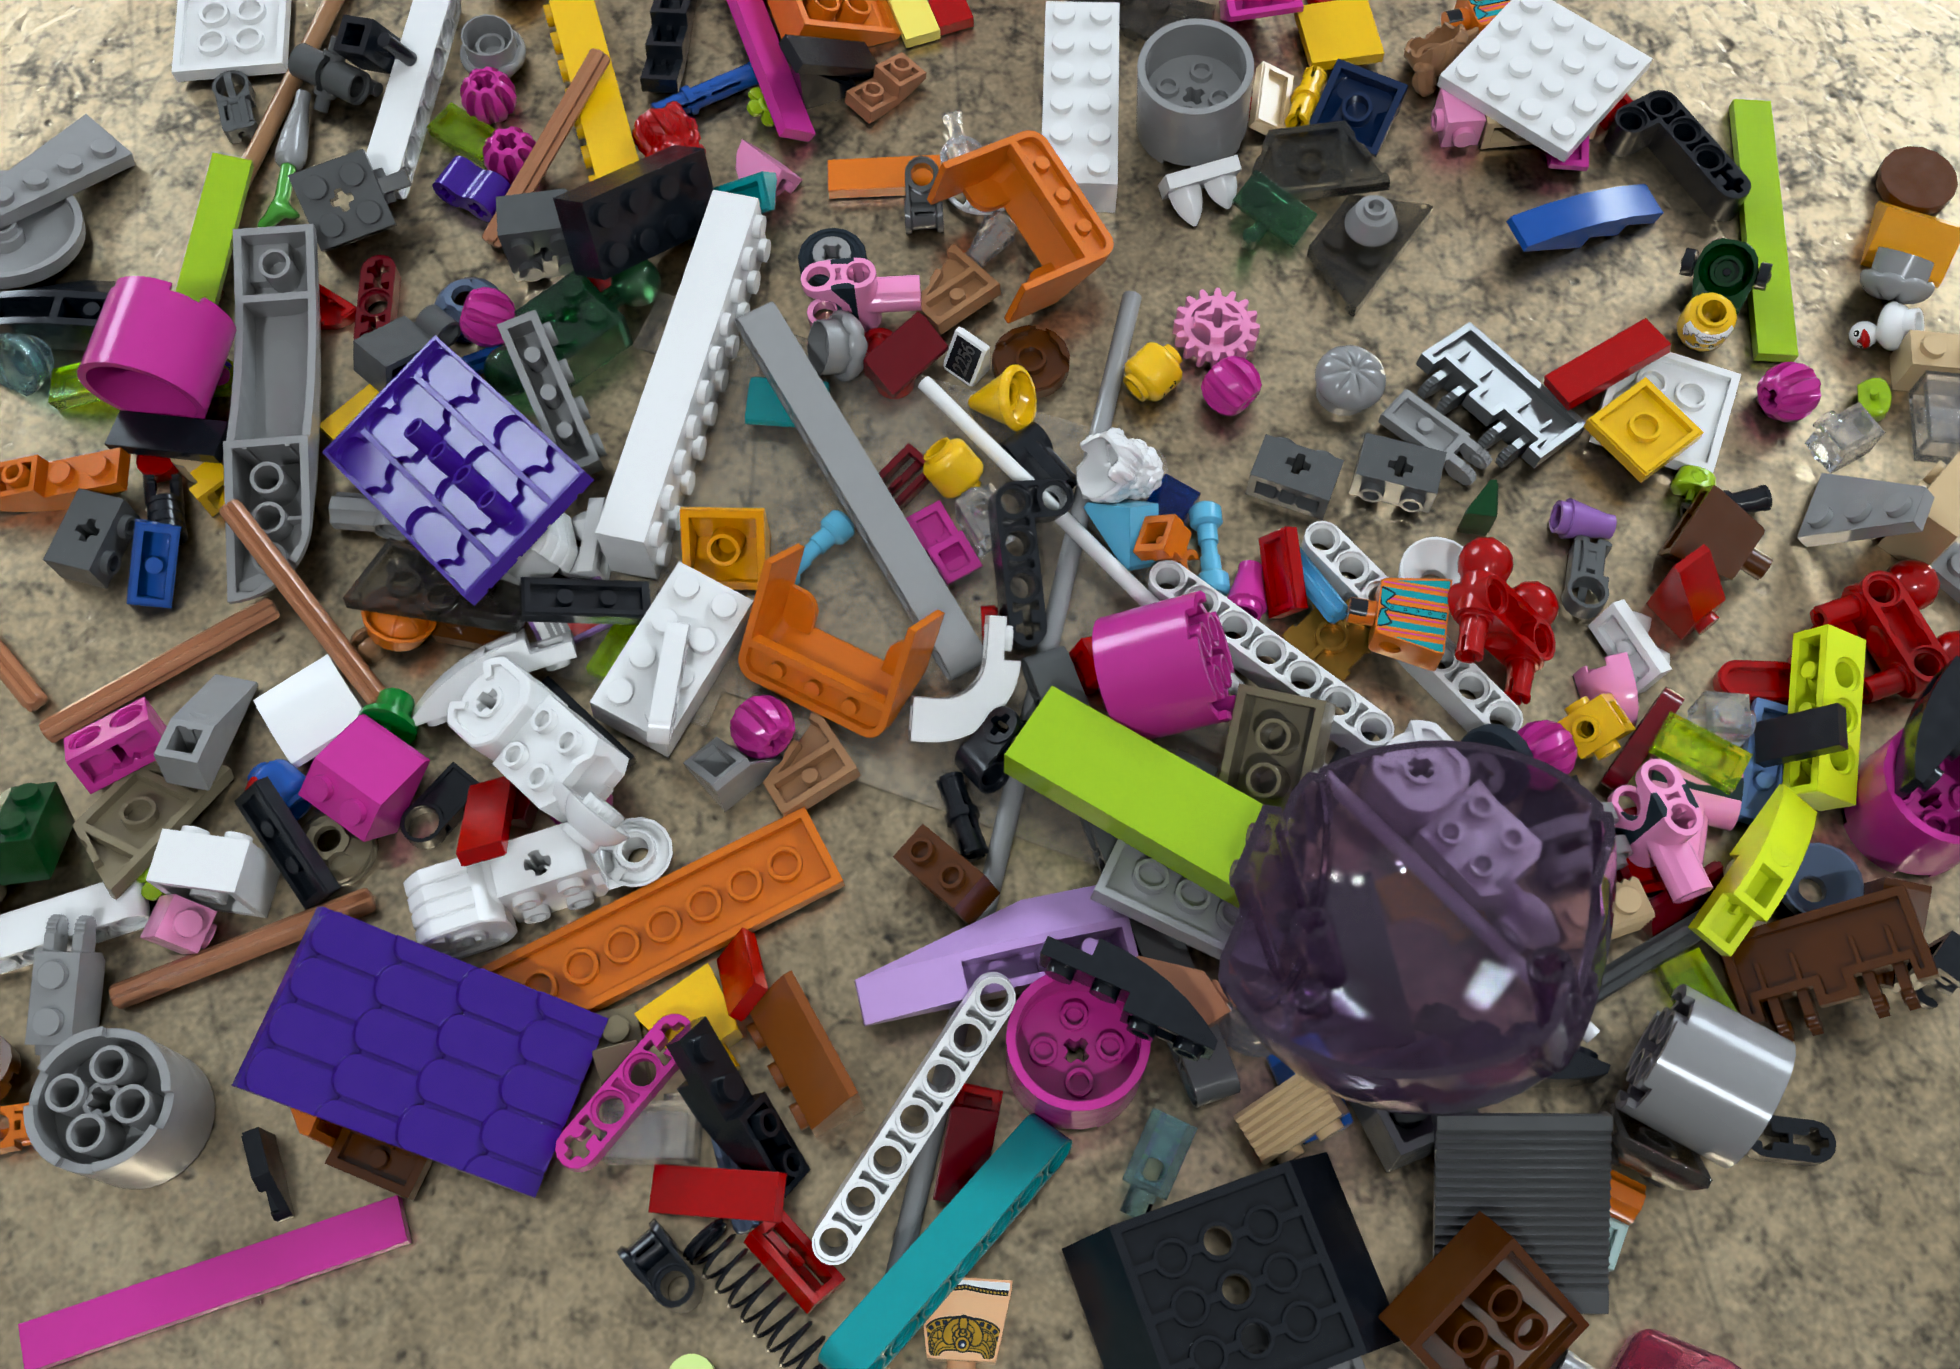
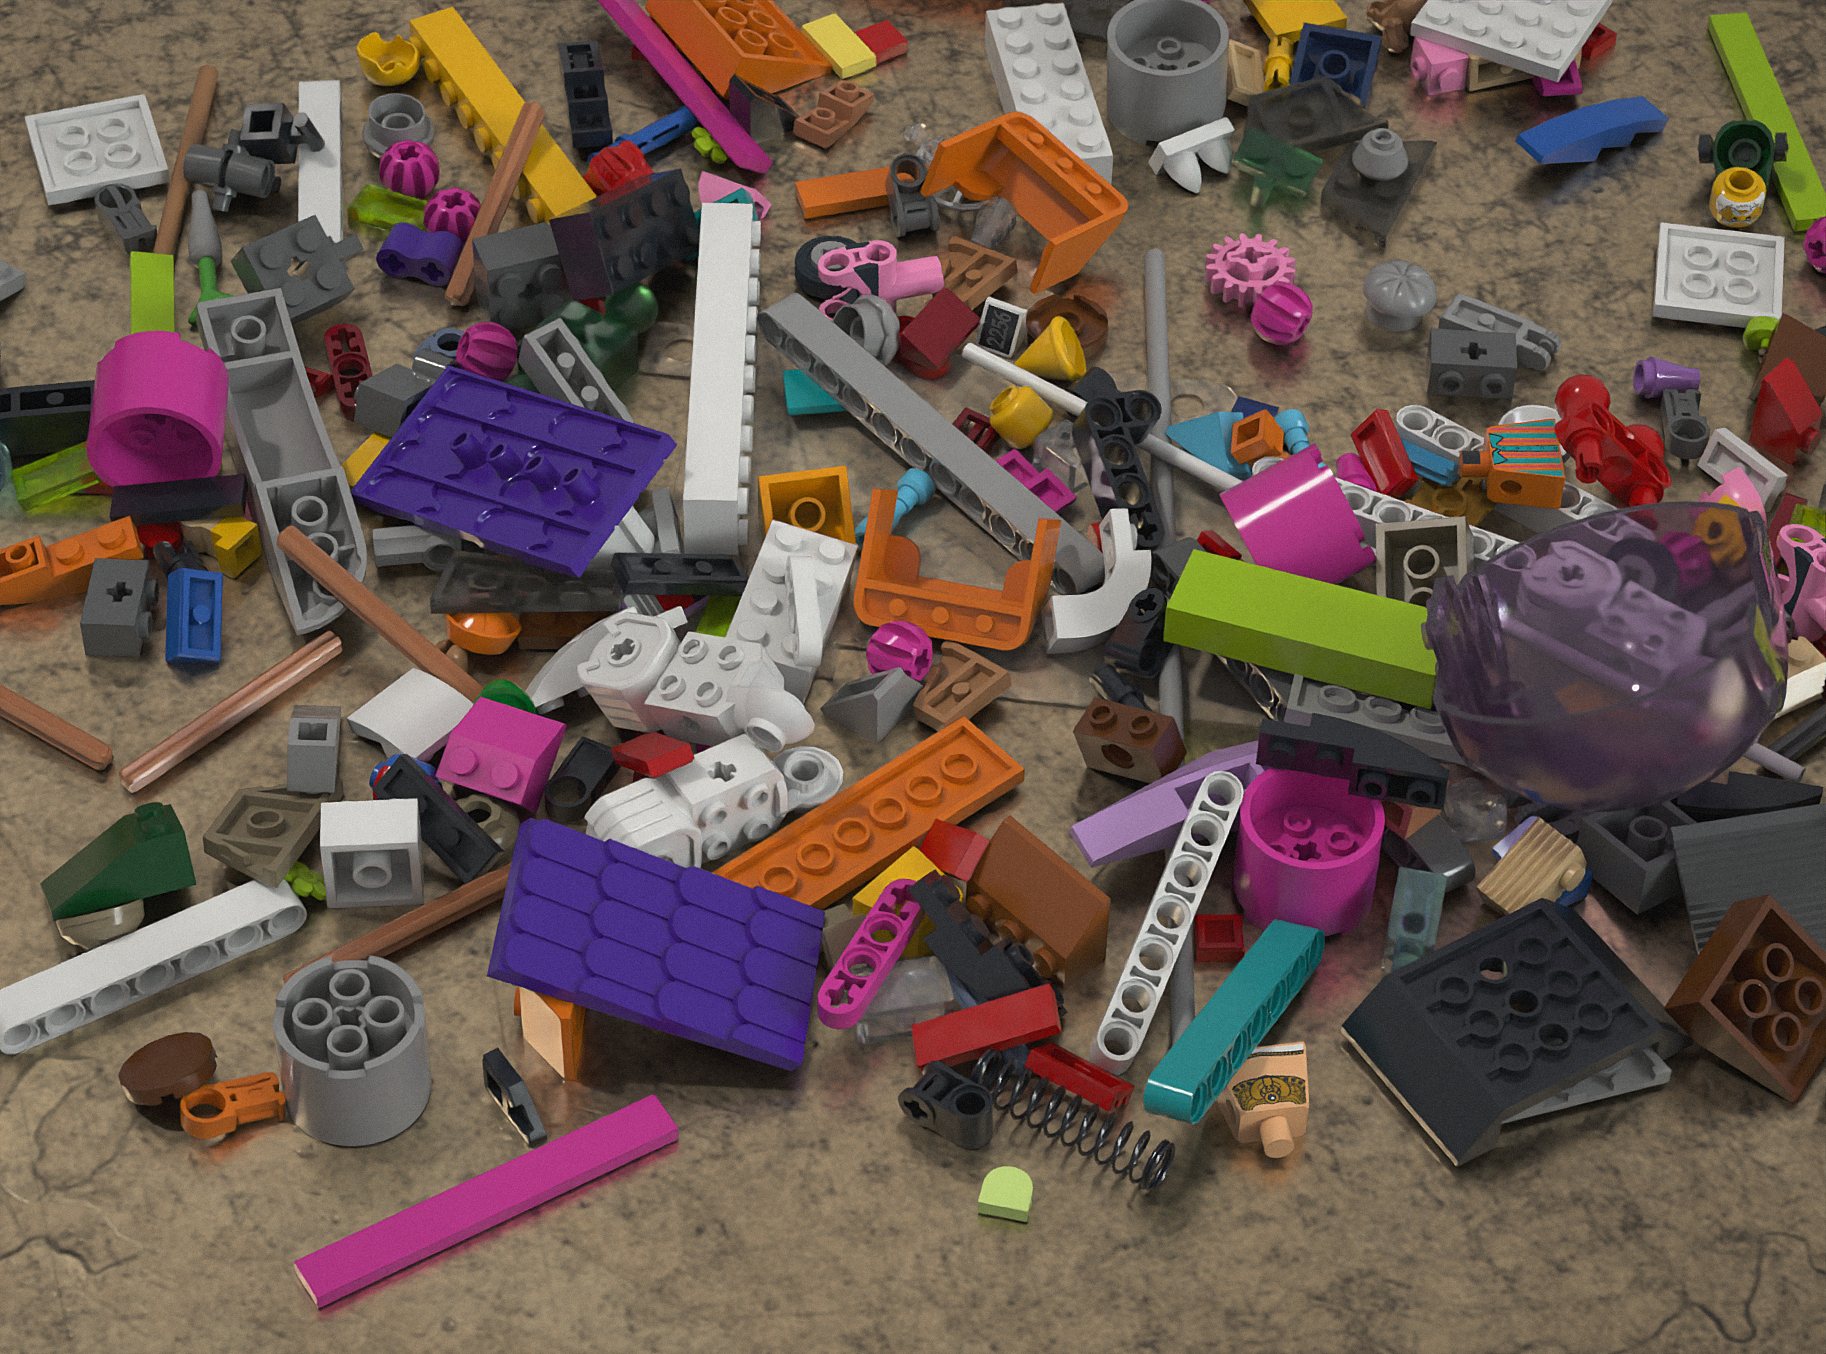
camera: 15 degrees left, 20 degrees down
(64, 985) = (247, 980): light grey hinge -> none
(114, 745) = (219, 770): dark pink brick -> none
(180, 925) = (345, 905): bright pink brick -> none
(379, 1163) = (630, 1069): reddish brown plate -> none
(828, 56) = (773, 86): black tile -> none
(965, 1148) = (1219, 951): dark red slope -> none
(1117, 468) = (1192, 386): white hair -> none
(1153, 372) = (1198, 313): yellow head -> none
(1294, 476) = (1368, 379): dark grey brick -> none
(1482, 512) = (1565, 368): dark green slope -> none
(1498, 388) = (1530, 275): dark grey hinge -> none
(1607, 364) = (1650, 244): red tile -> none
(1643, 429) = (1702, 292): yellow tile -> none
(1684, 150) = (1672, 61): black beam -> none

